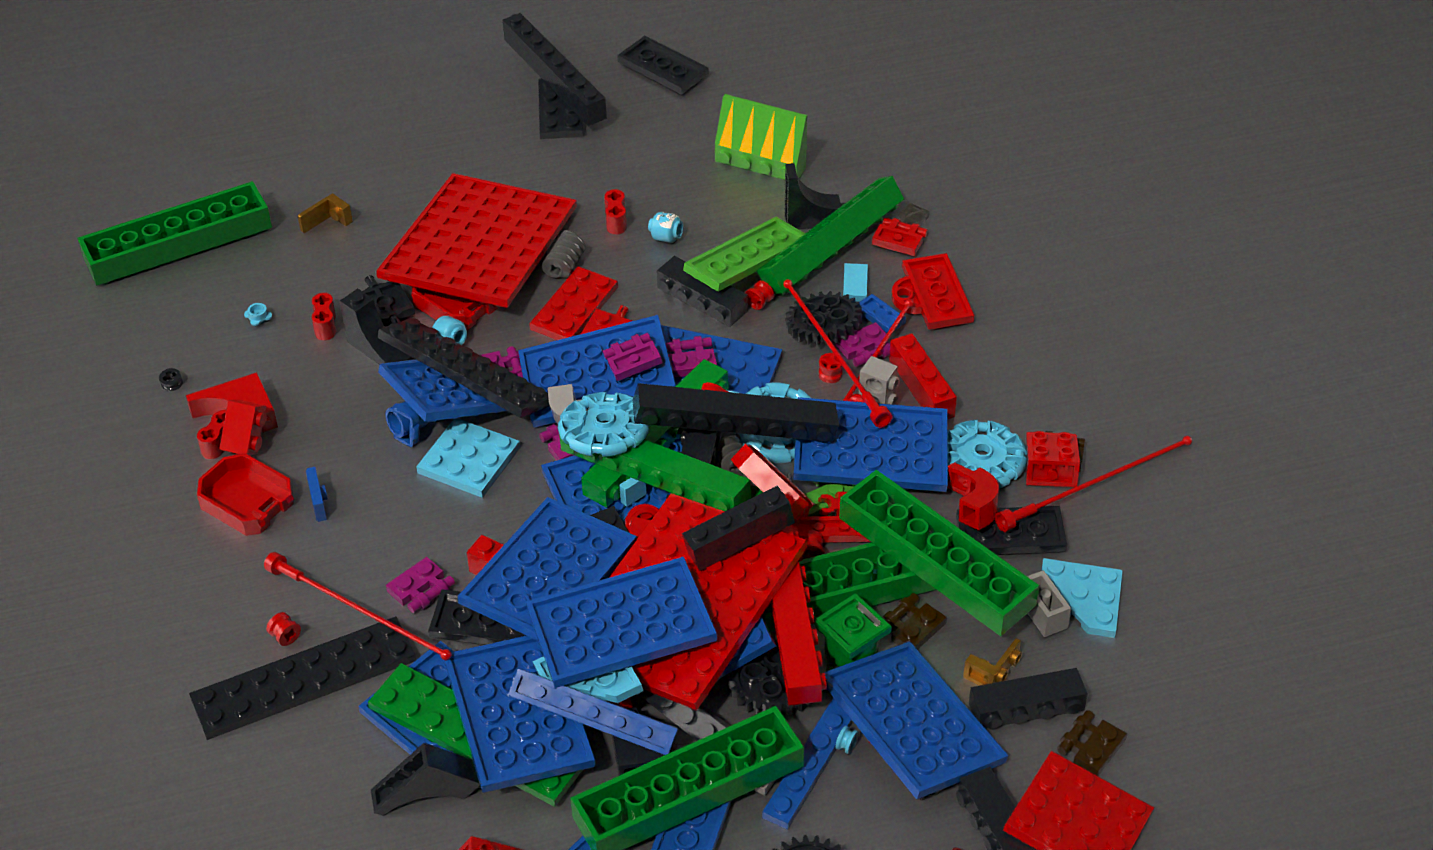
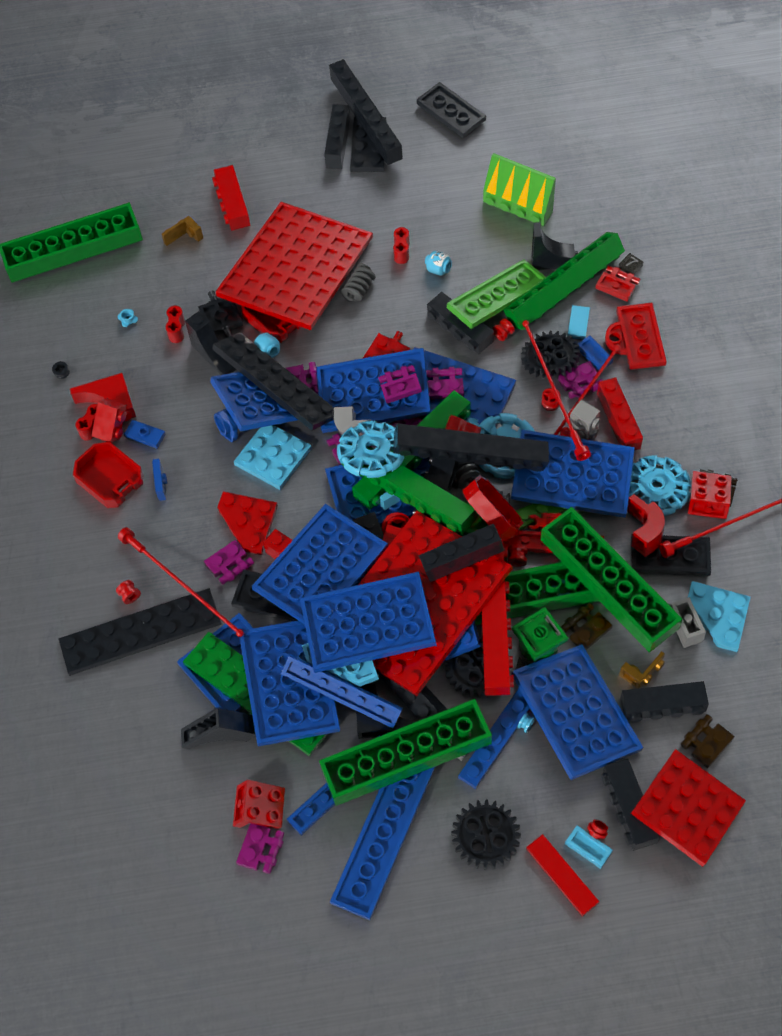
camera: 10 degrees right, 15 degrees up
(291, 445) = (144, 434): none -> blue plate
(387, 173) = (231, 197): none -> red brick
(441, 533) = (248, 519): none -> red plate
(519, 100) = (337, 136): none -> black brick
(573, 304) = (362, 326): red plate -> none

